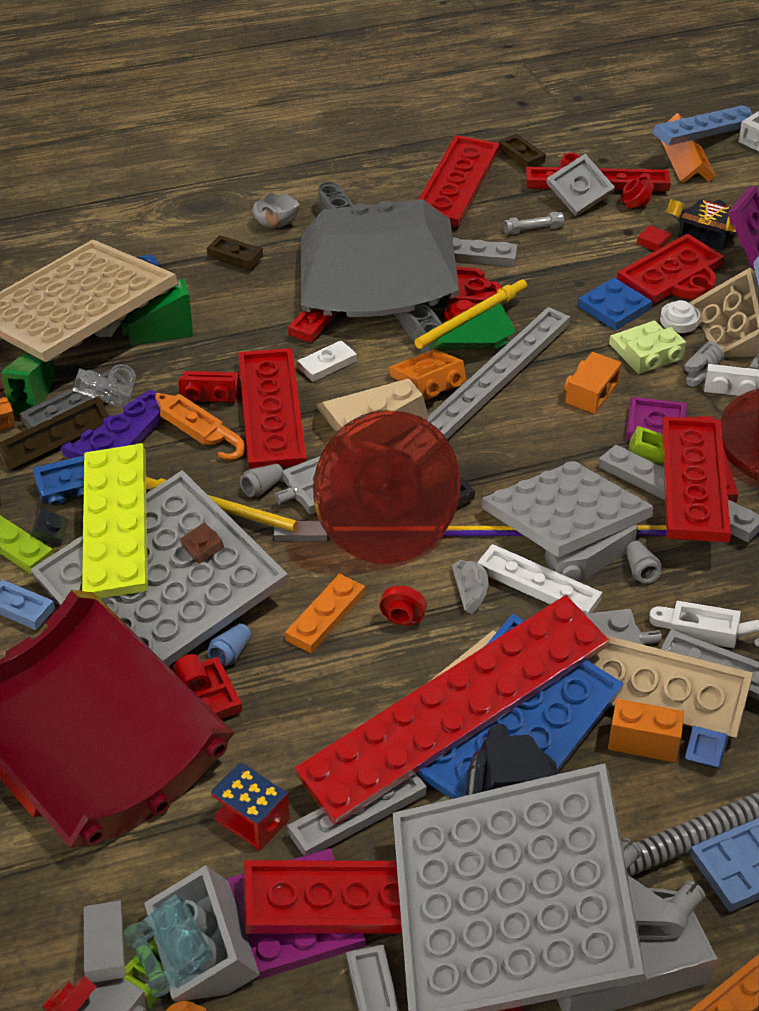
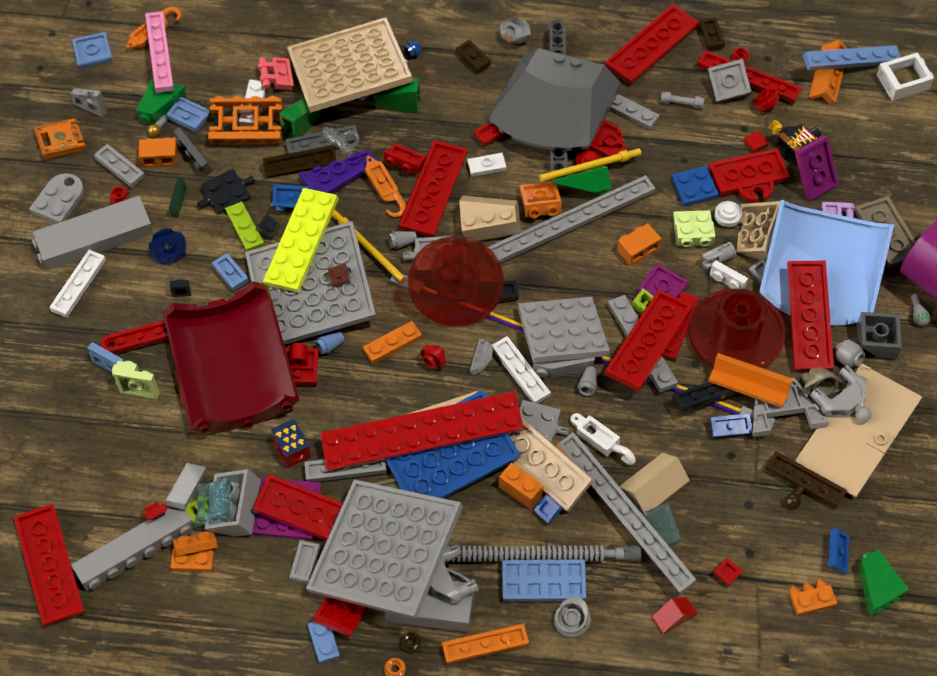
camera: 25 degrees right, 15 degrees up
(506, 762) = (427, 478): black torso -> none

